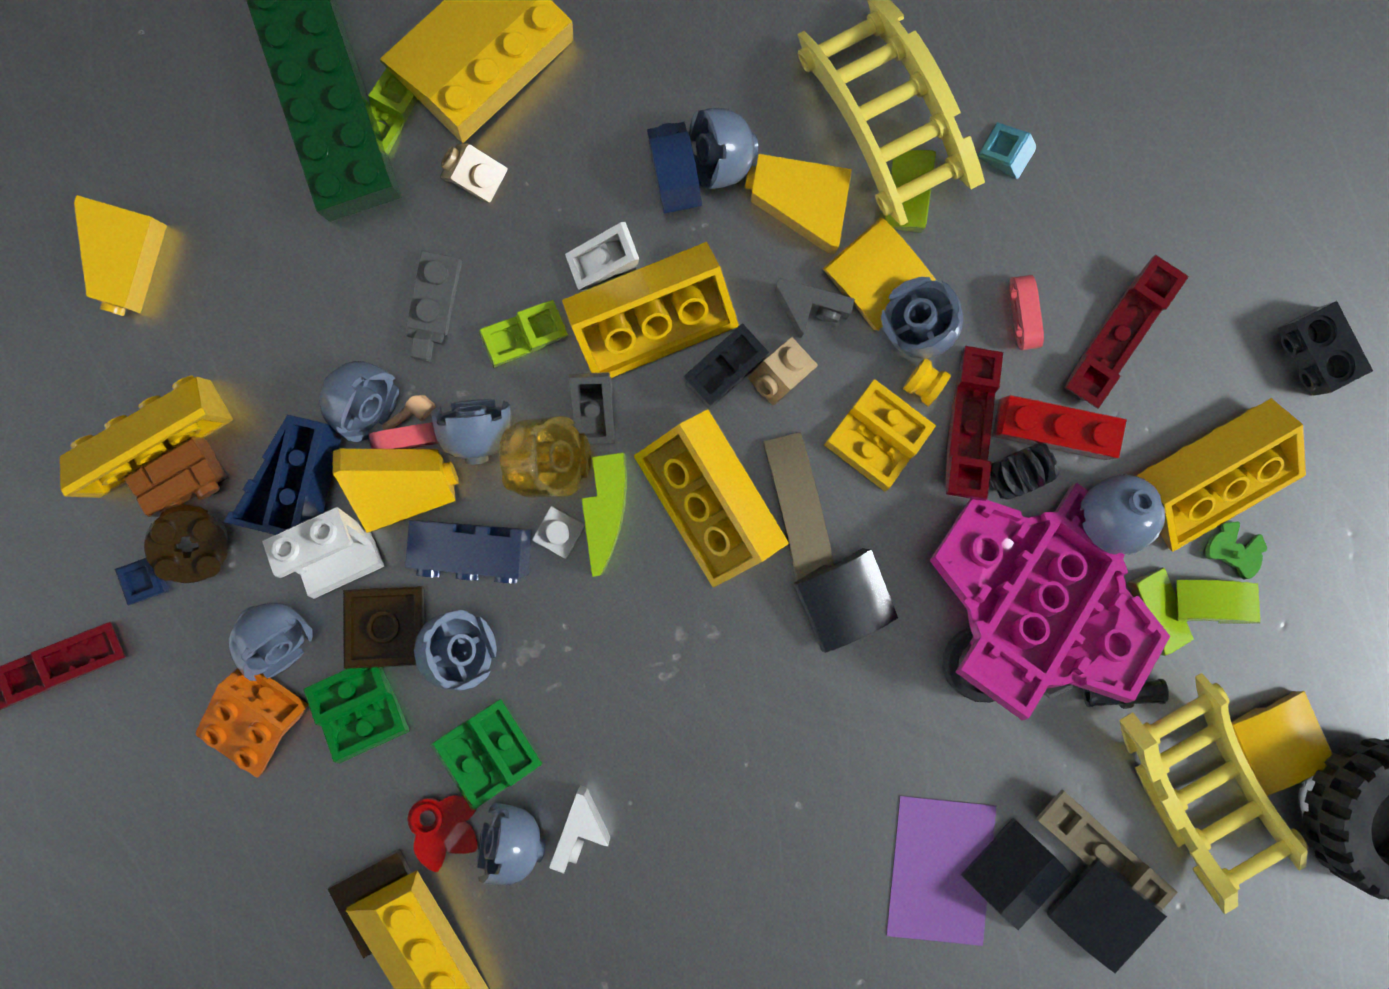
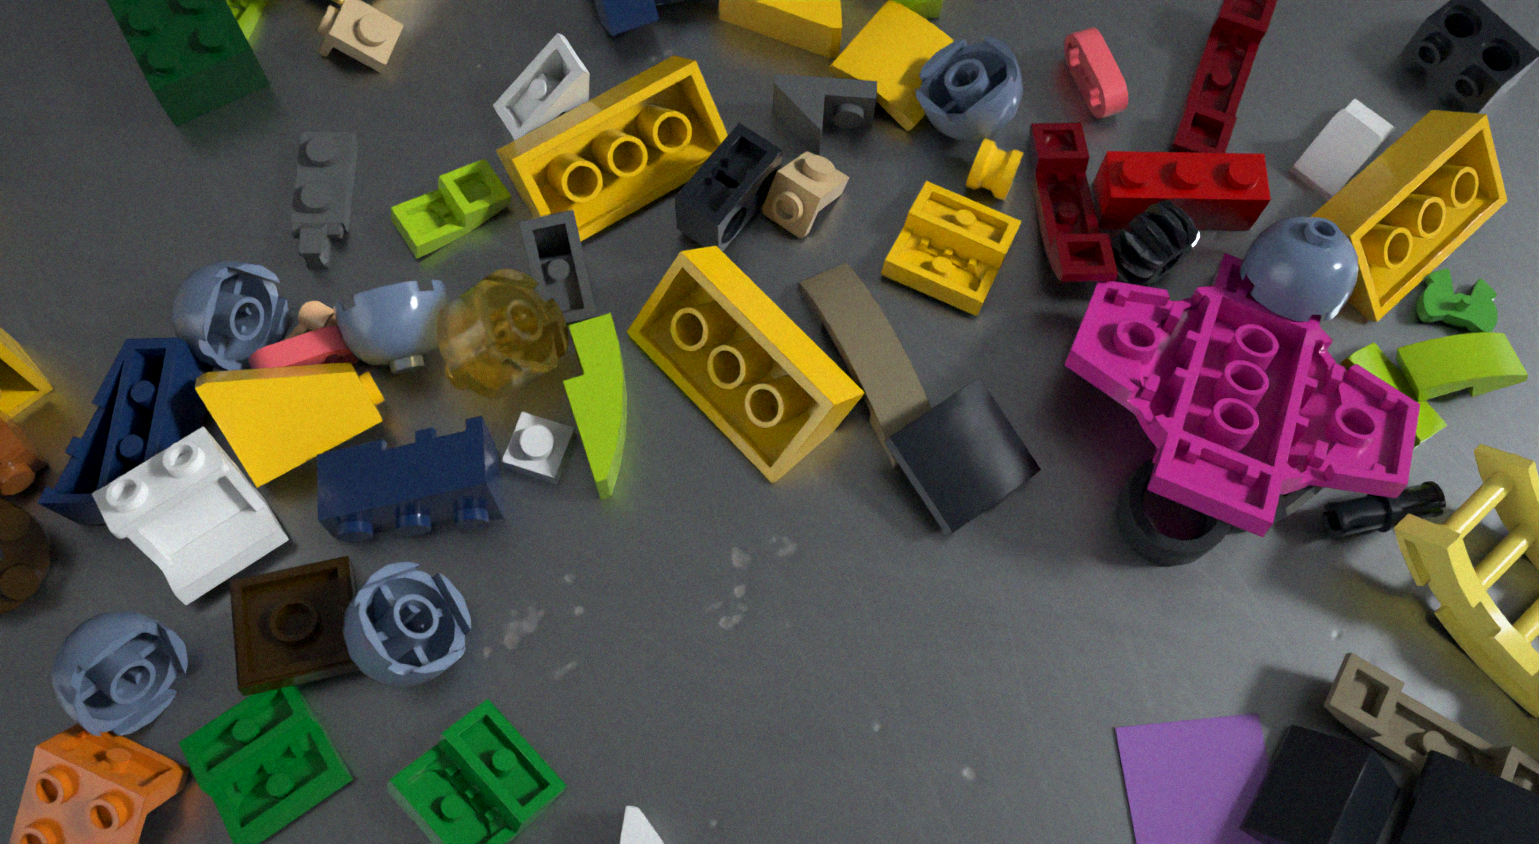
camera: 15 degrees left, 20 degrees down
(1196, 410) = (1342, 149): none -> white slope

